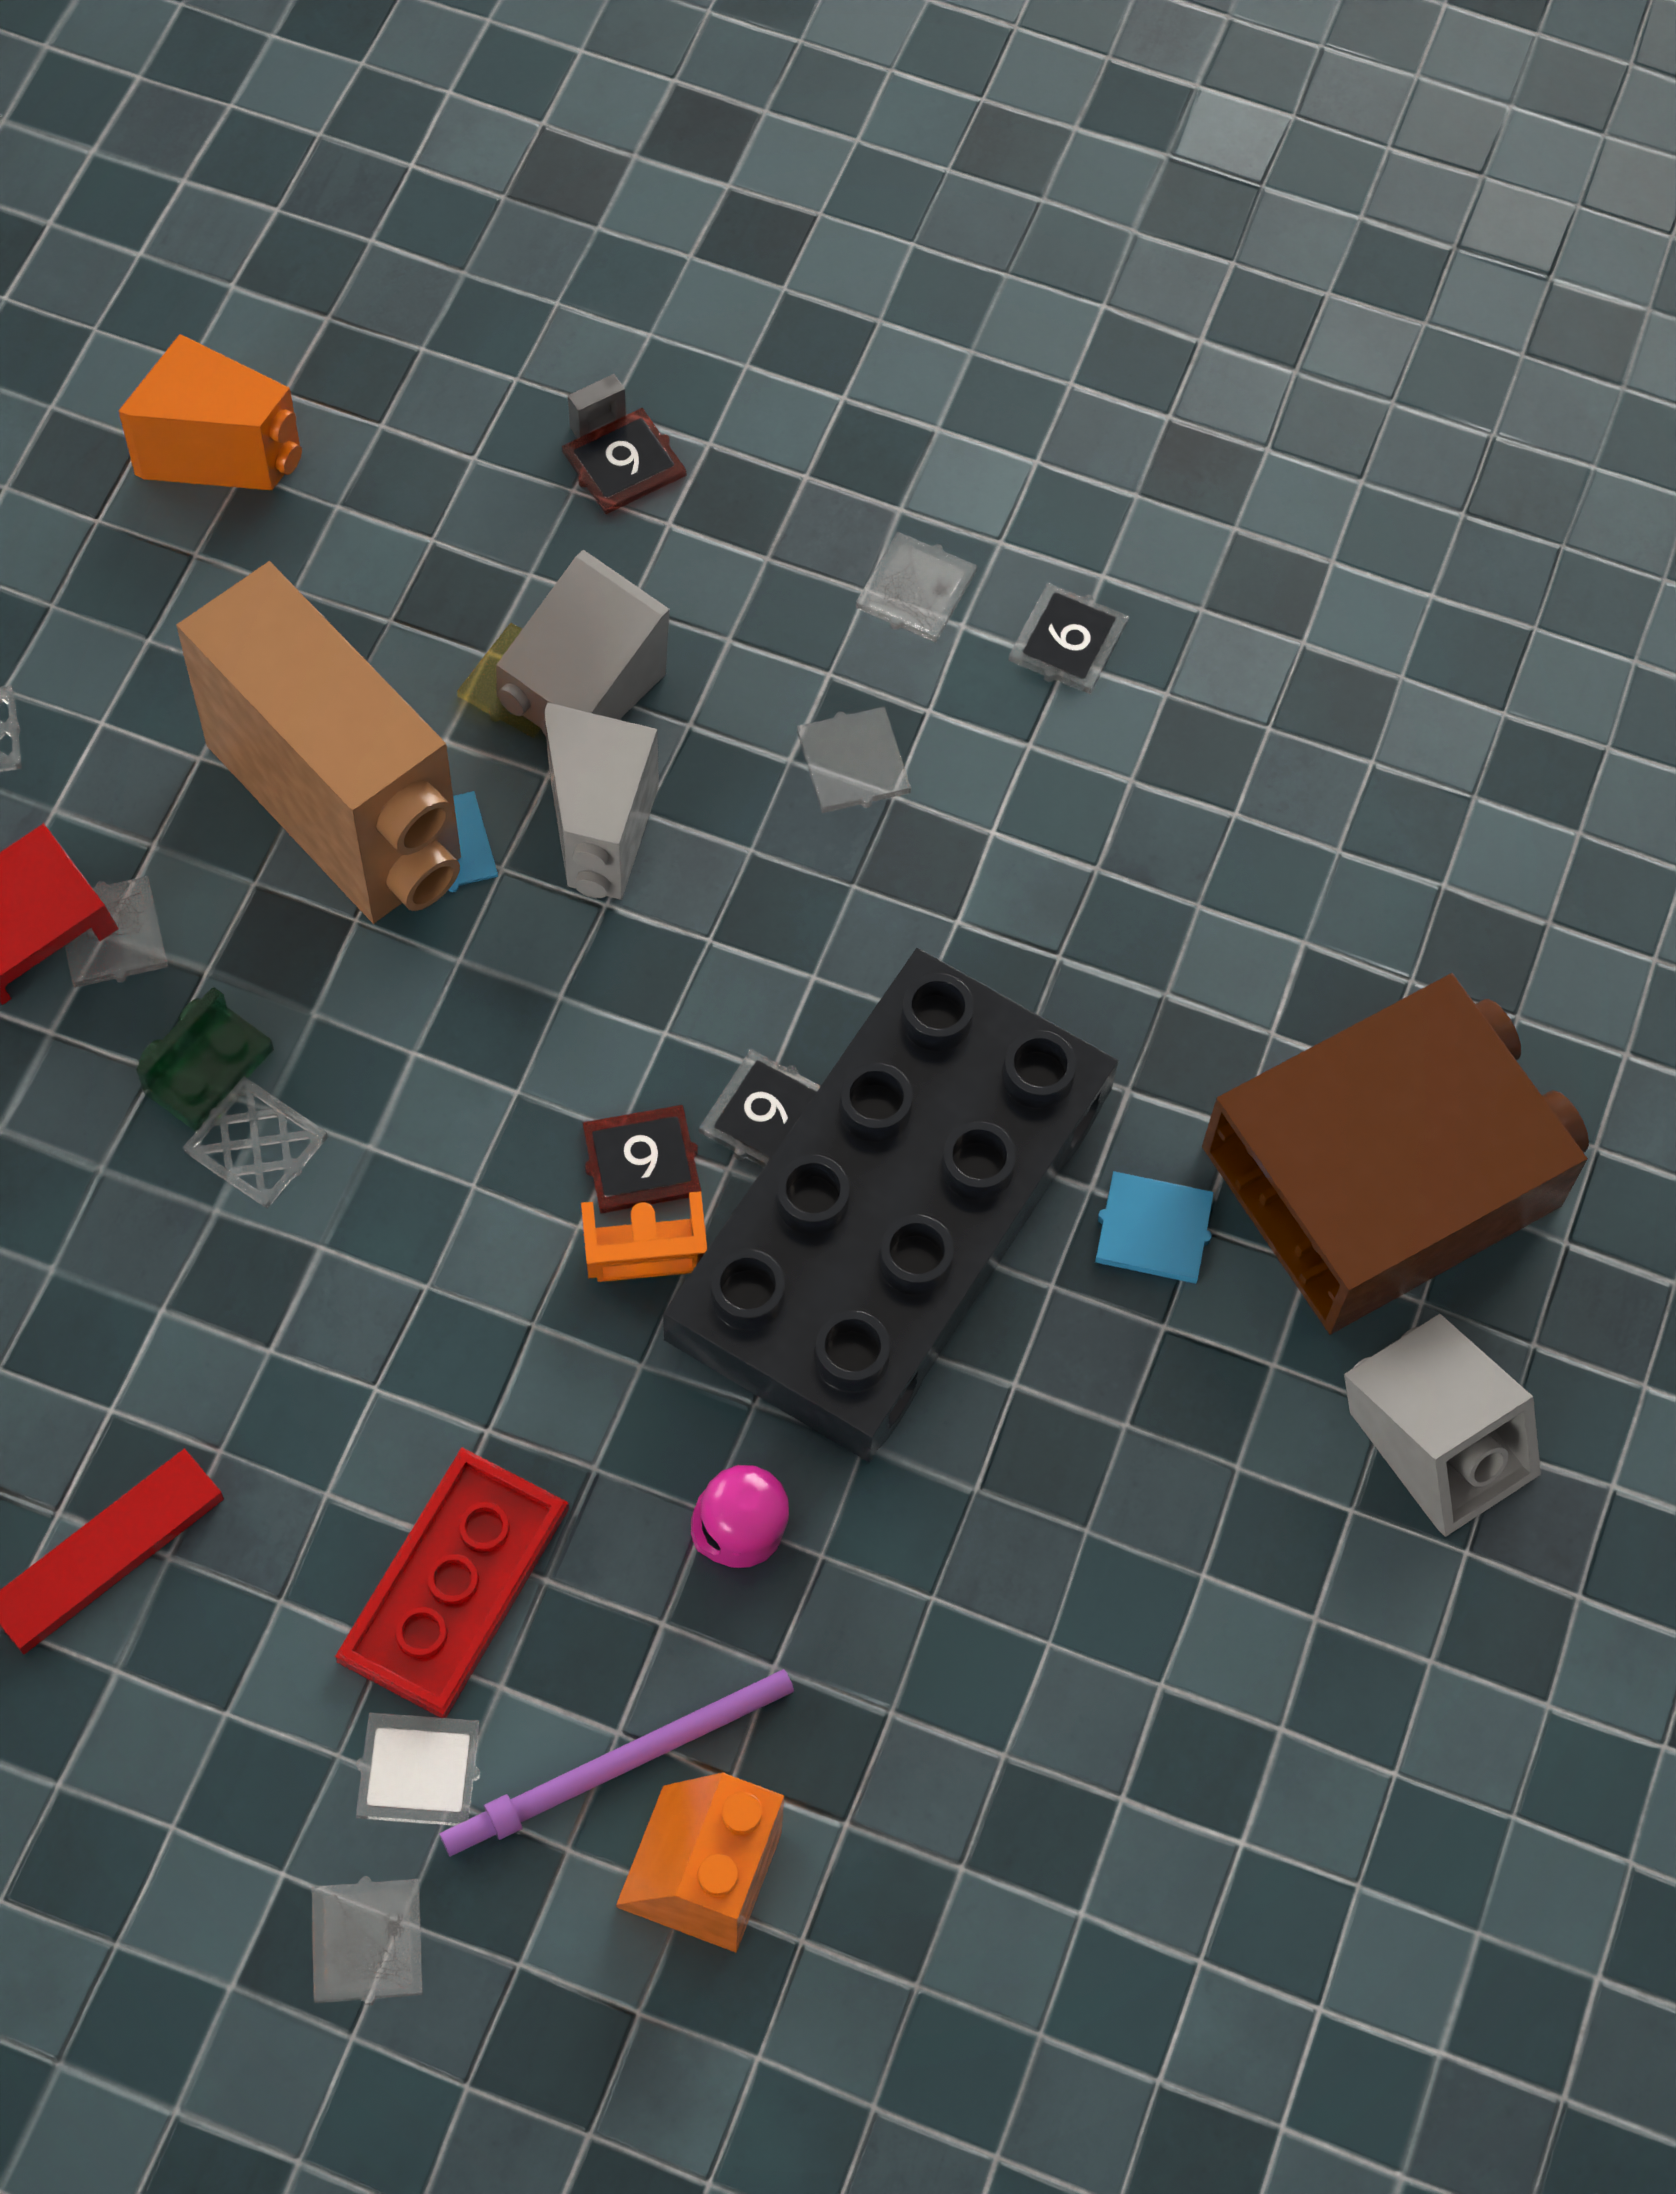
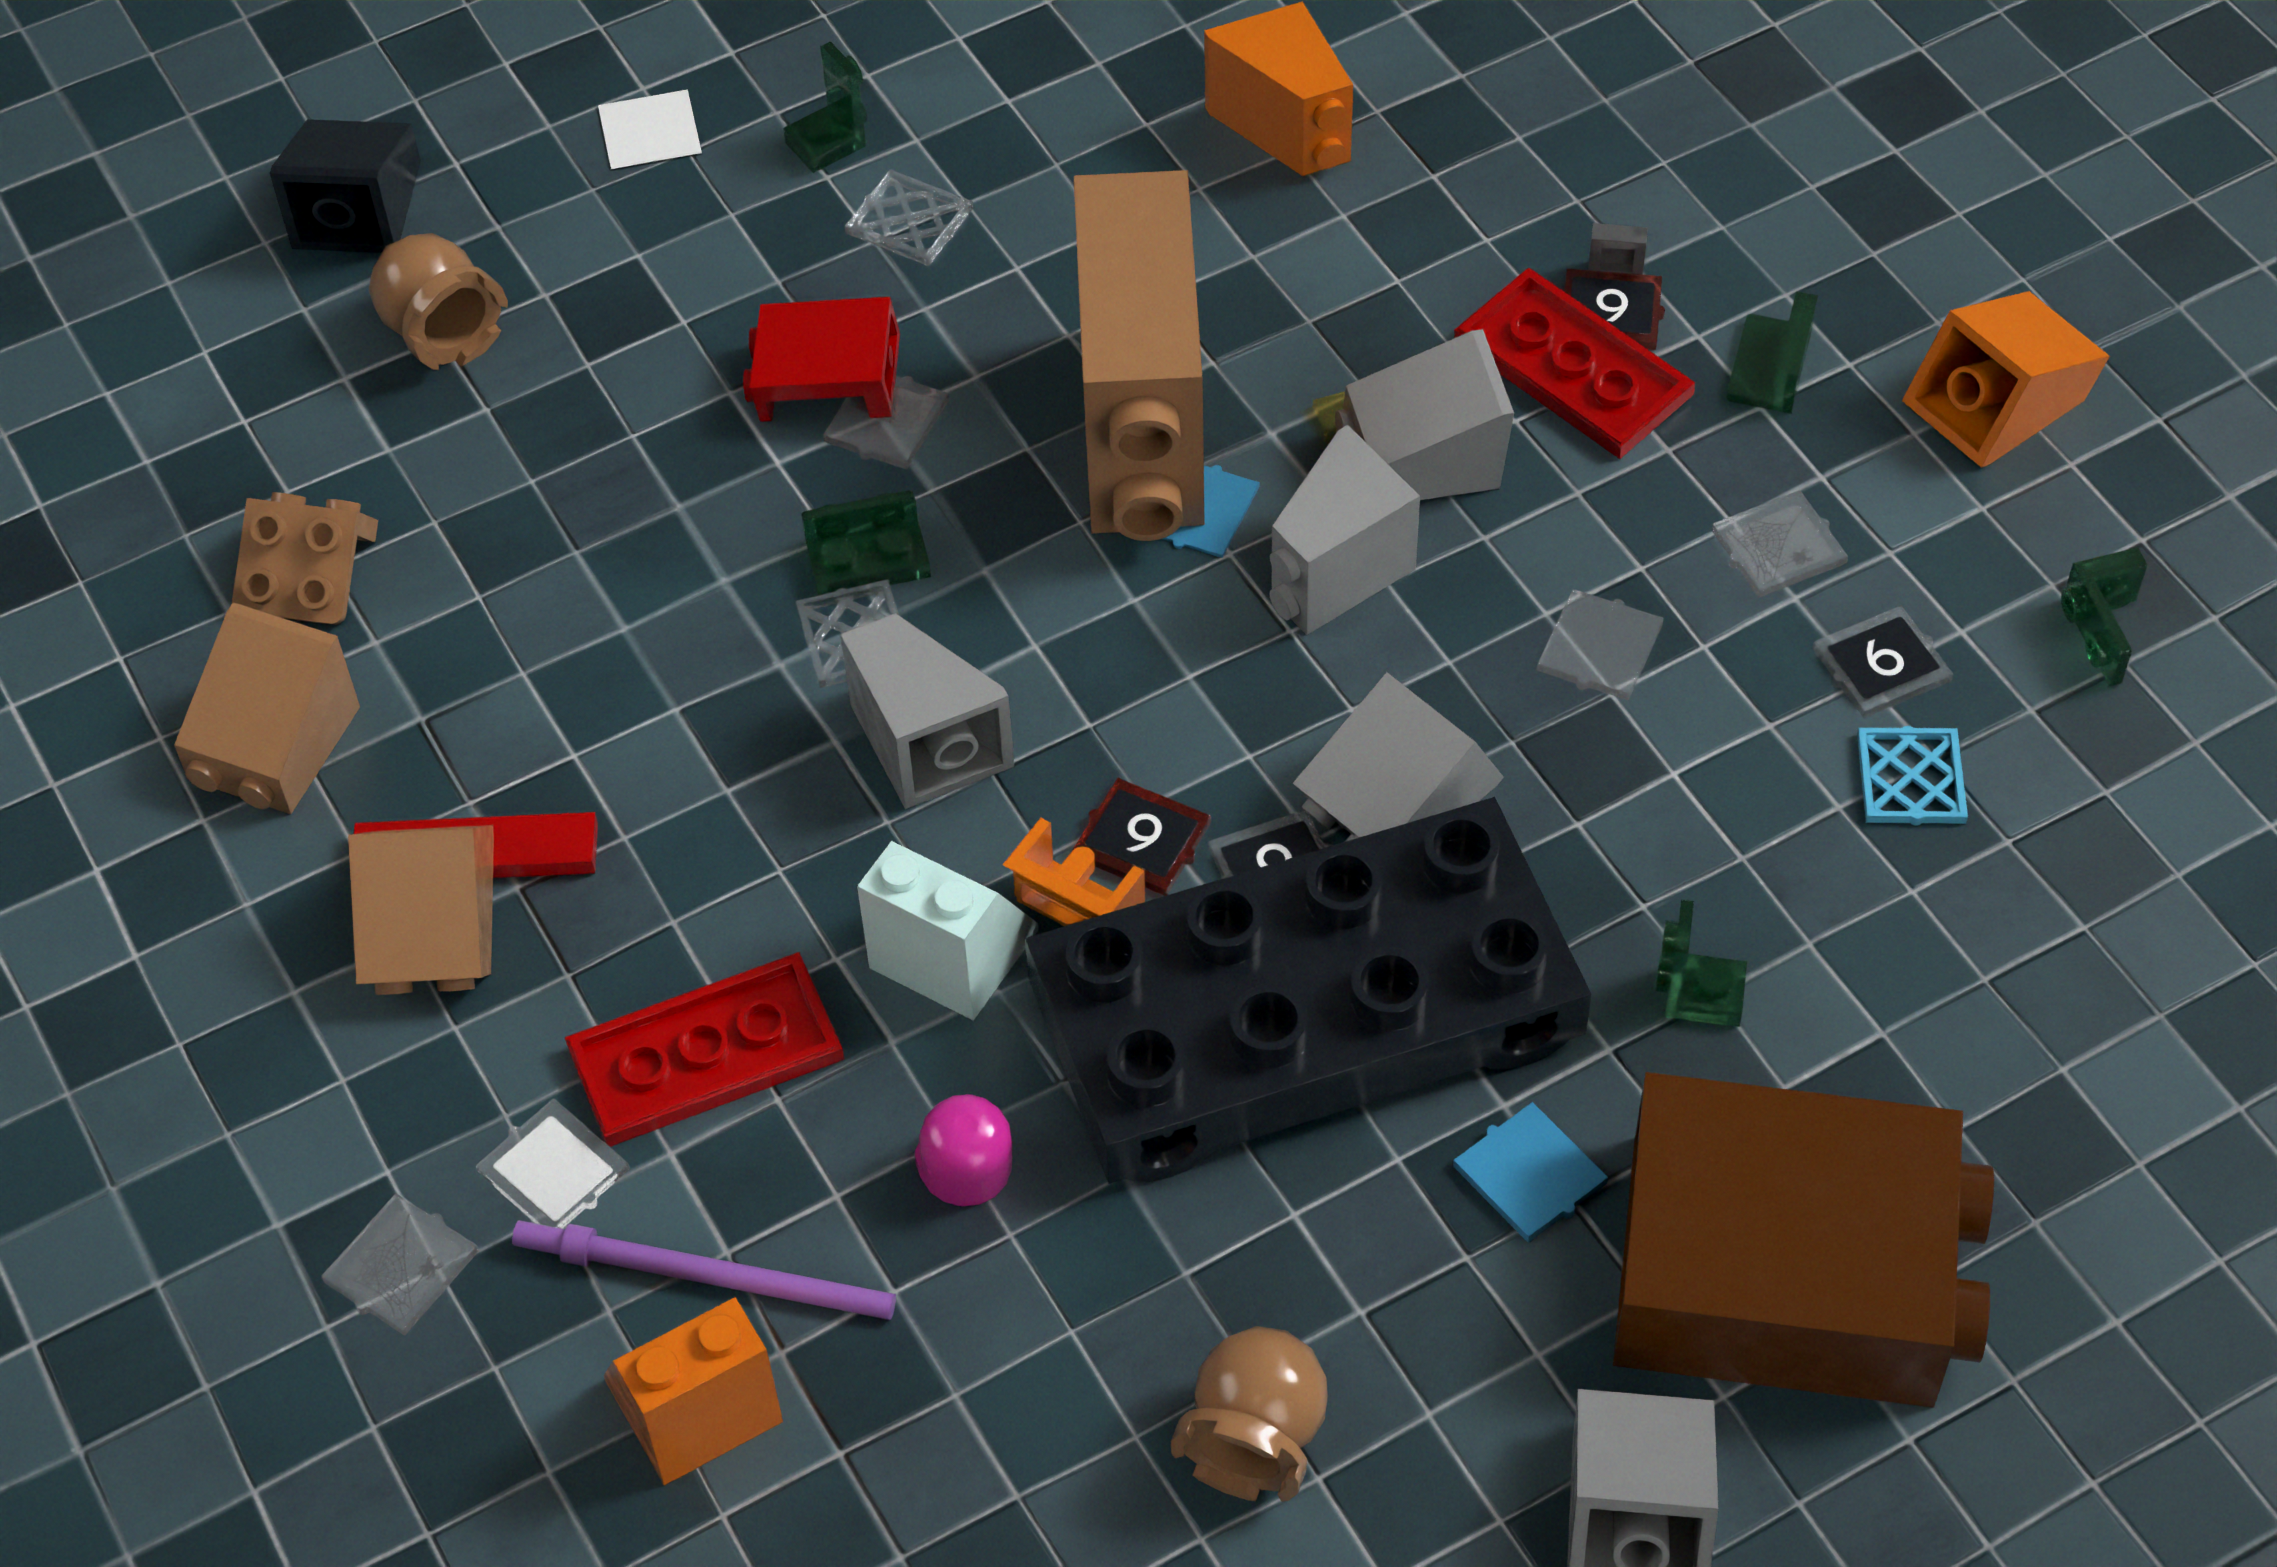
camera: 45 degrees right, 10 degrees down
(122, 1631) = (422, 907): none -> medium nougat slope
(392, 1173) = (925, 710): none -> light grey slope
(575, 1353) = (939, 930): none -> light aqua slope
(637, 525) = (1578, 363): none -> red tile
(788, 426) = (1773, 357): none -> clear green panel
(805, 978) = (1394, 765): none -> light grey slope
(976, 340) = (2002, 374): none -> orange slope
(1136, 741) = (1915, 813): none -> medium azure window
(1139, 1556) = (1255, 1410): none -> medium nougat tile
(1155, 990) = (1698, 985): none -> clear green bracket
(1182, 496) = (2090, 595): none -> clear green bracket

